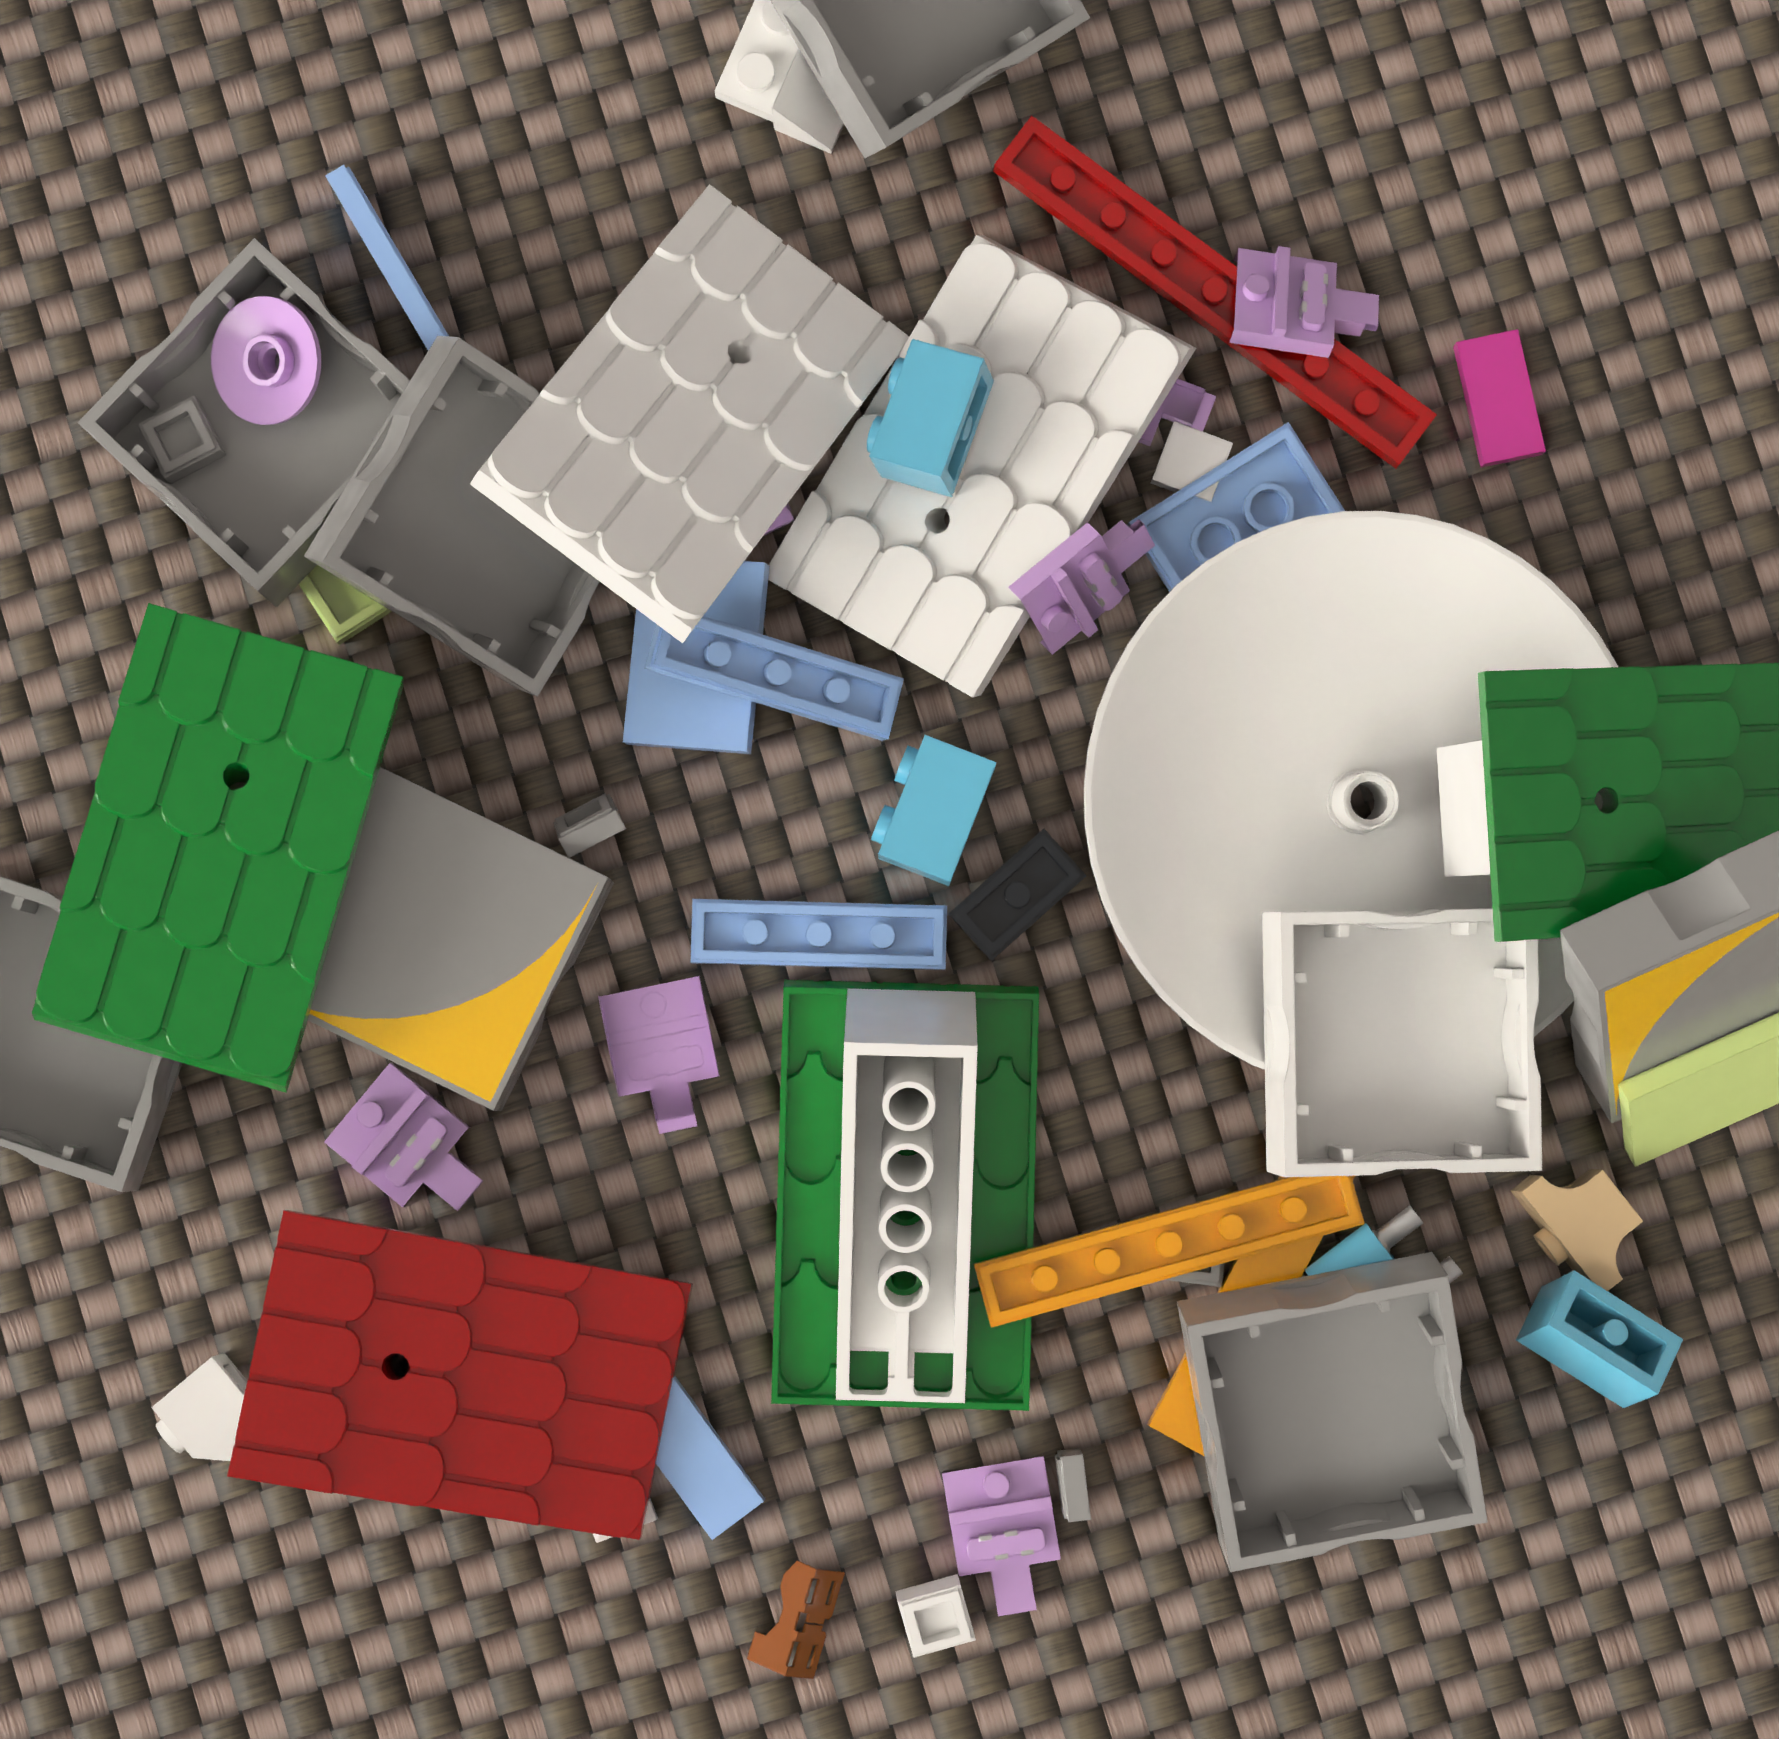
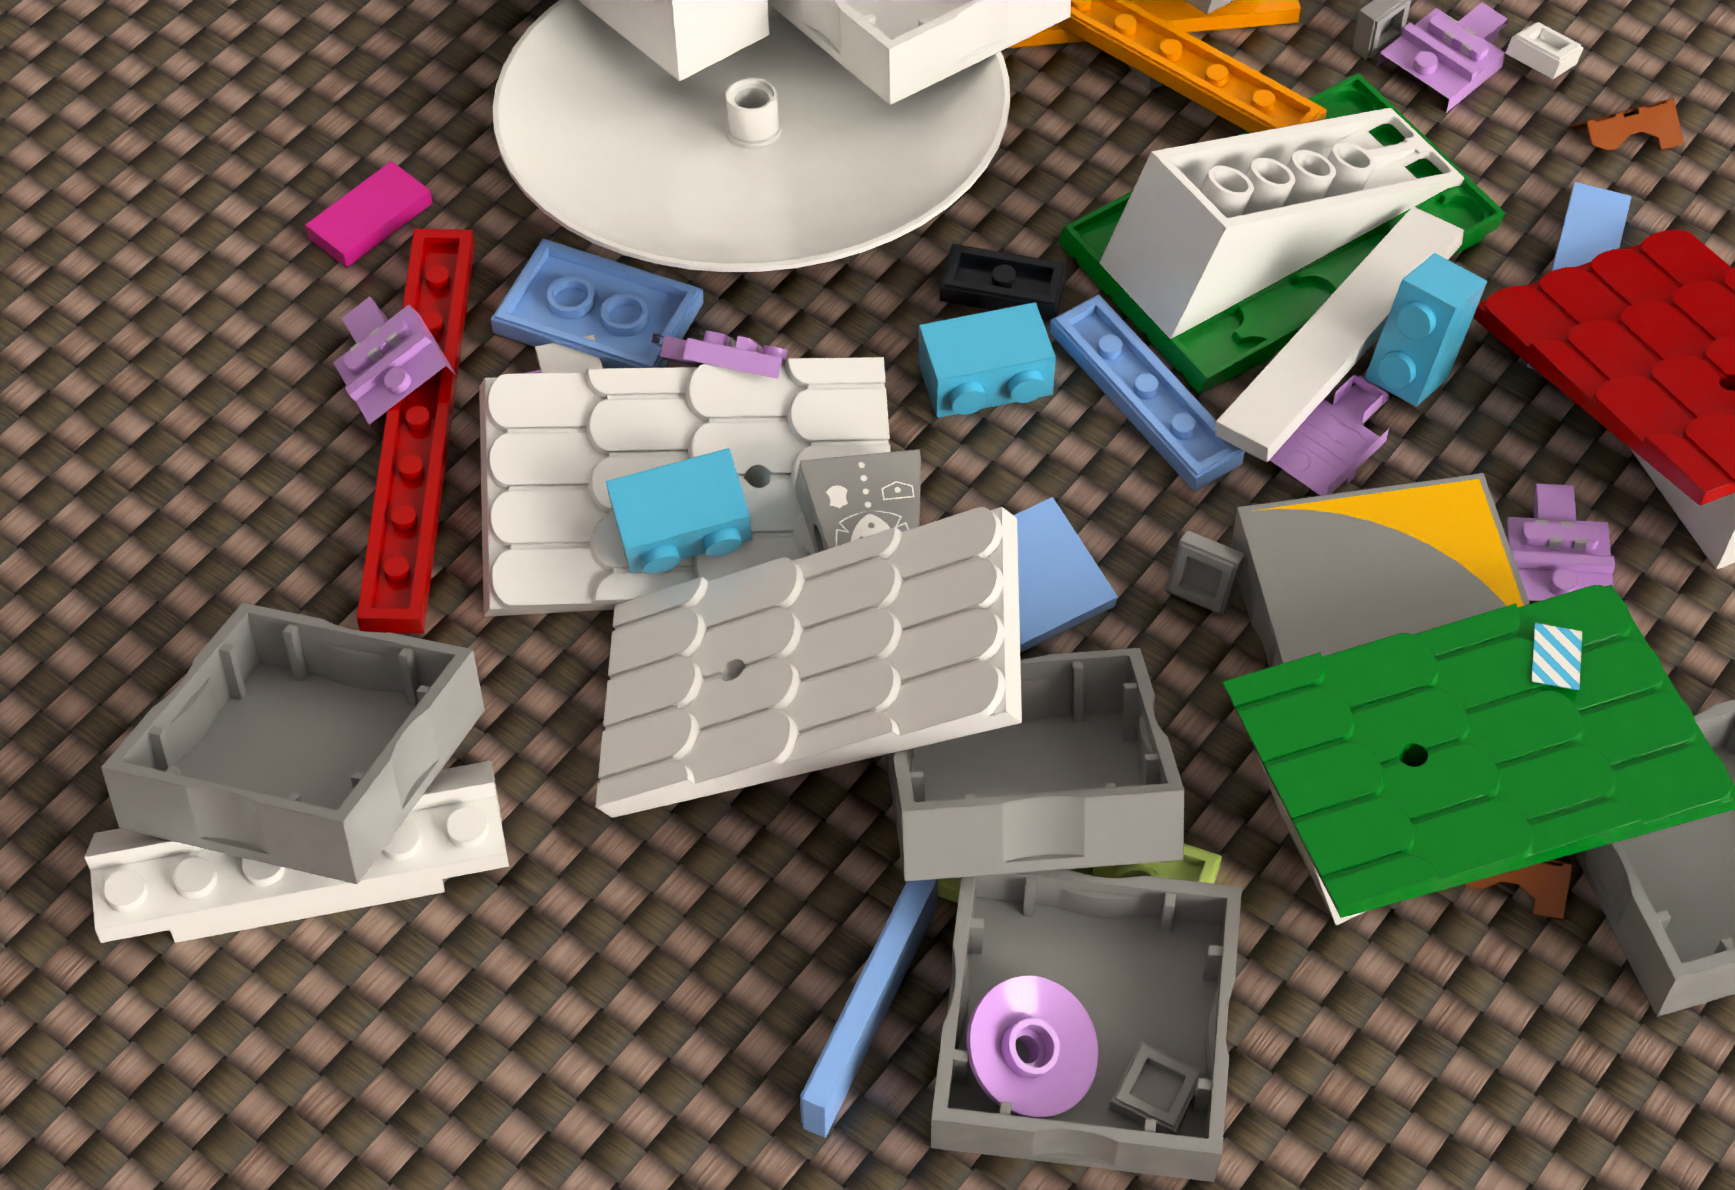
camera: 125 degrees left, 30 degrees down
(243, 970) = (1556, 656): none -> sticker
(671, 1189) = (1425, 329): none -> medium azure brick
(739, 1134) = (1332, 338): none -> white tile
(780, 676) = (958, 482): light blue tile -> none
(827, 569) = (859, 495): none -> light grey torso

